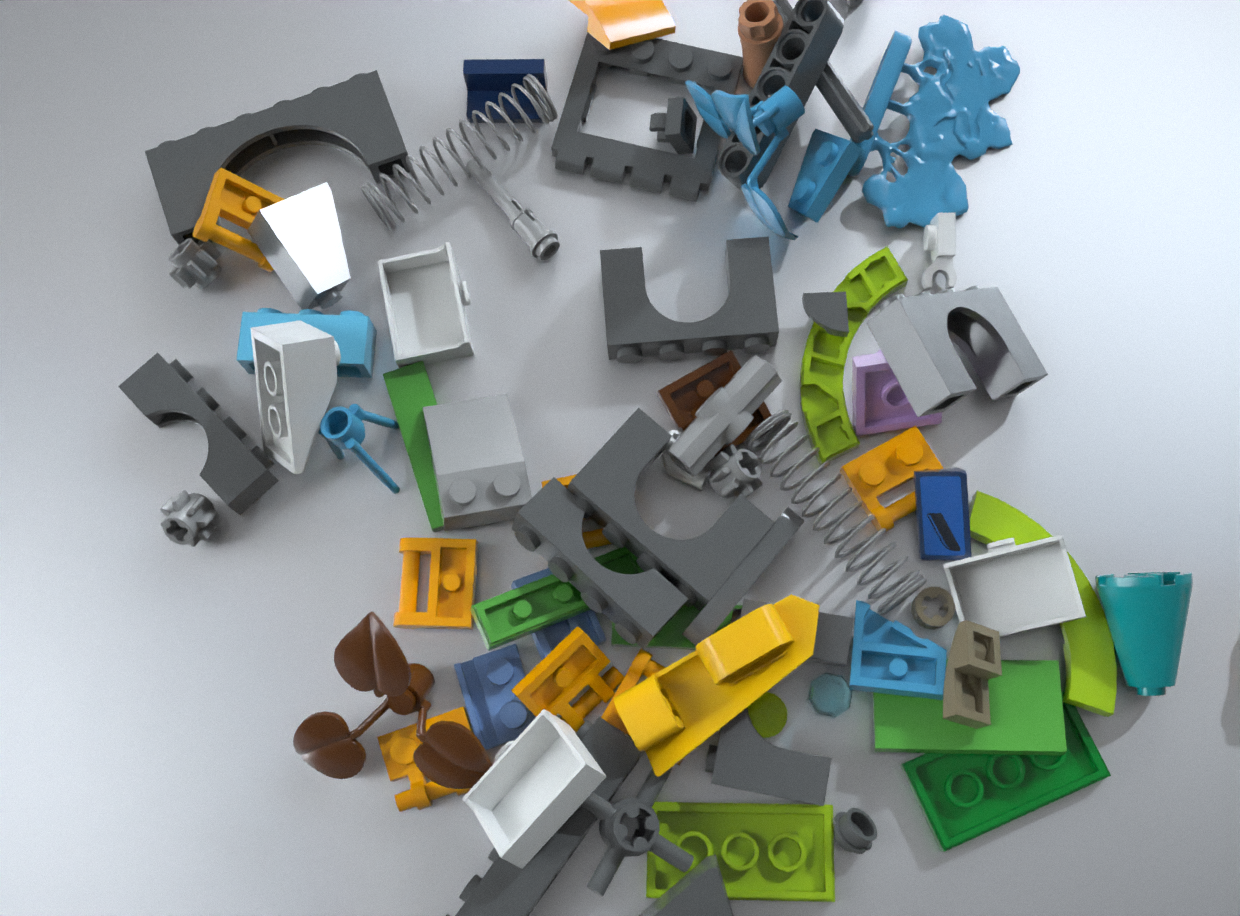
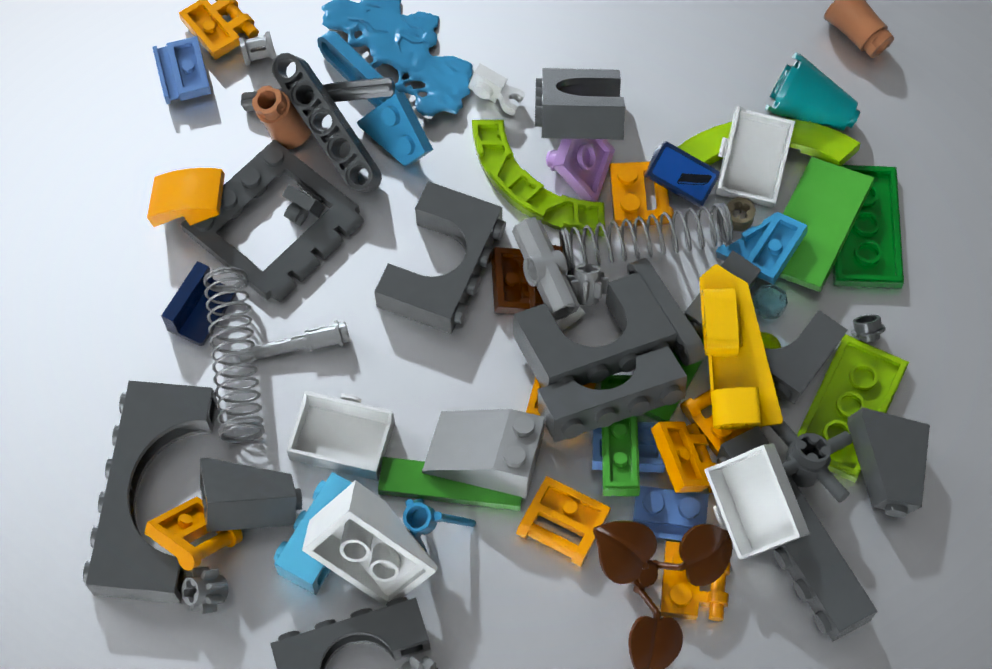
camera: 70 degrees left, 10 degrees down
(771, 116) = (357, 132): dark azure plant -> none
(828, 311) = (501, 174): dark grey tile -> none
(970, 664) = (793, 200): dark tan slope -> none

